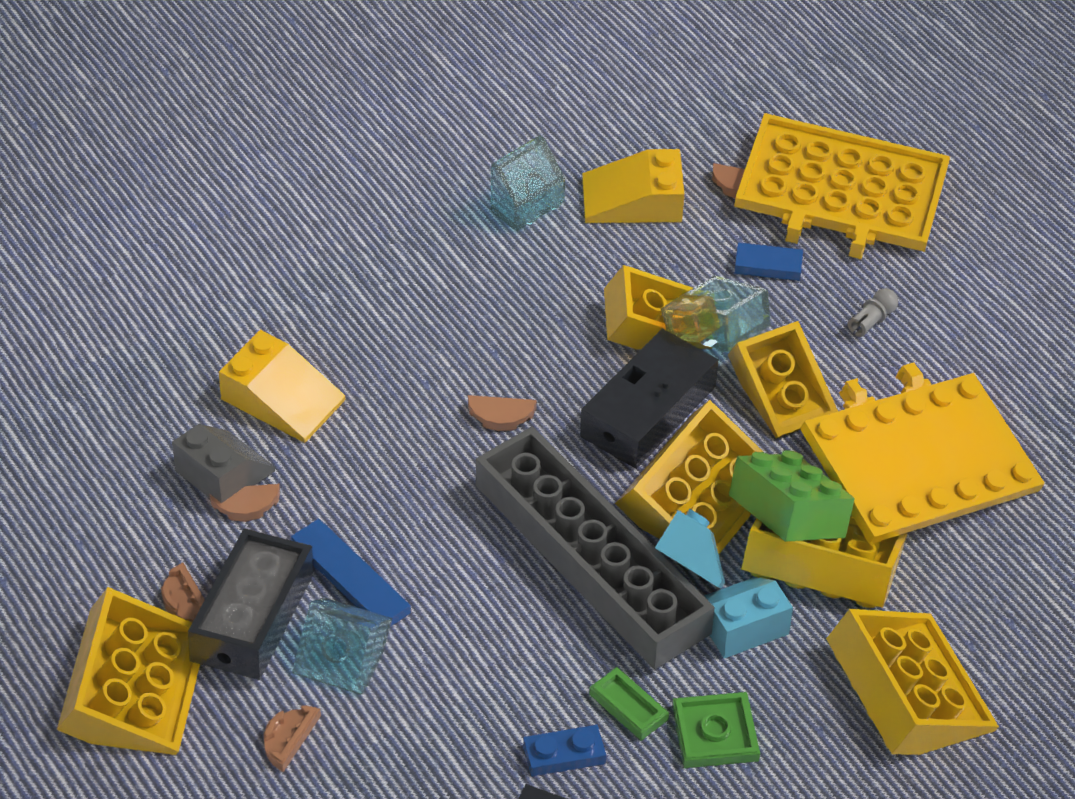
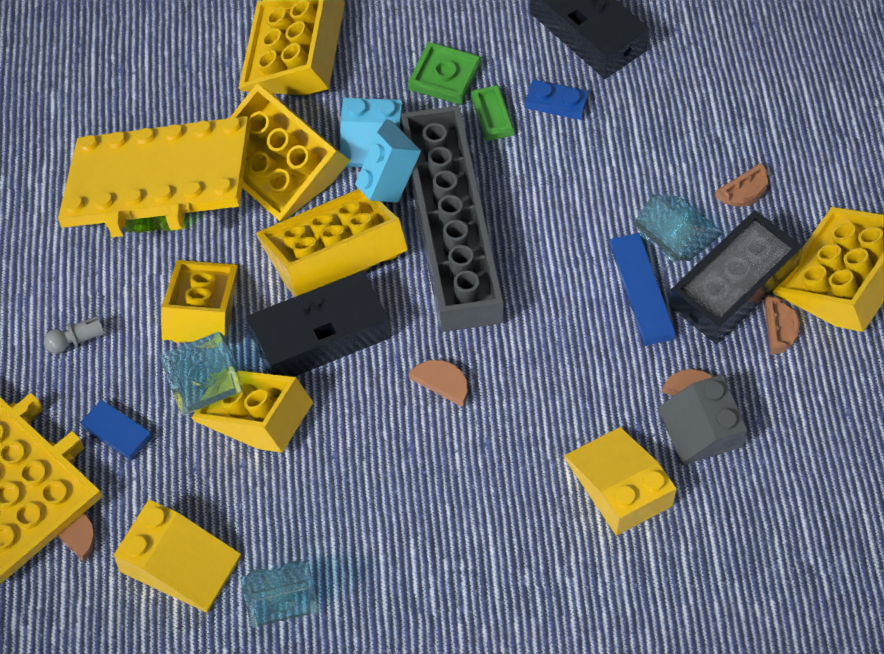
camera: 150 degrees left, 10 degrees up
(691, 317) = (245, 354): clear yellow brick -> none
(791, 496) = (282, 171): bright green brick -> none

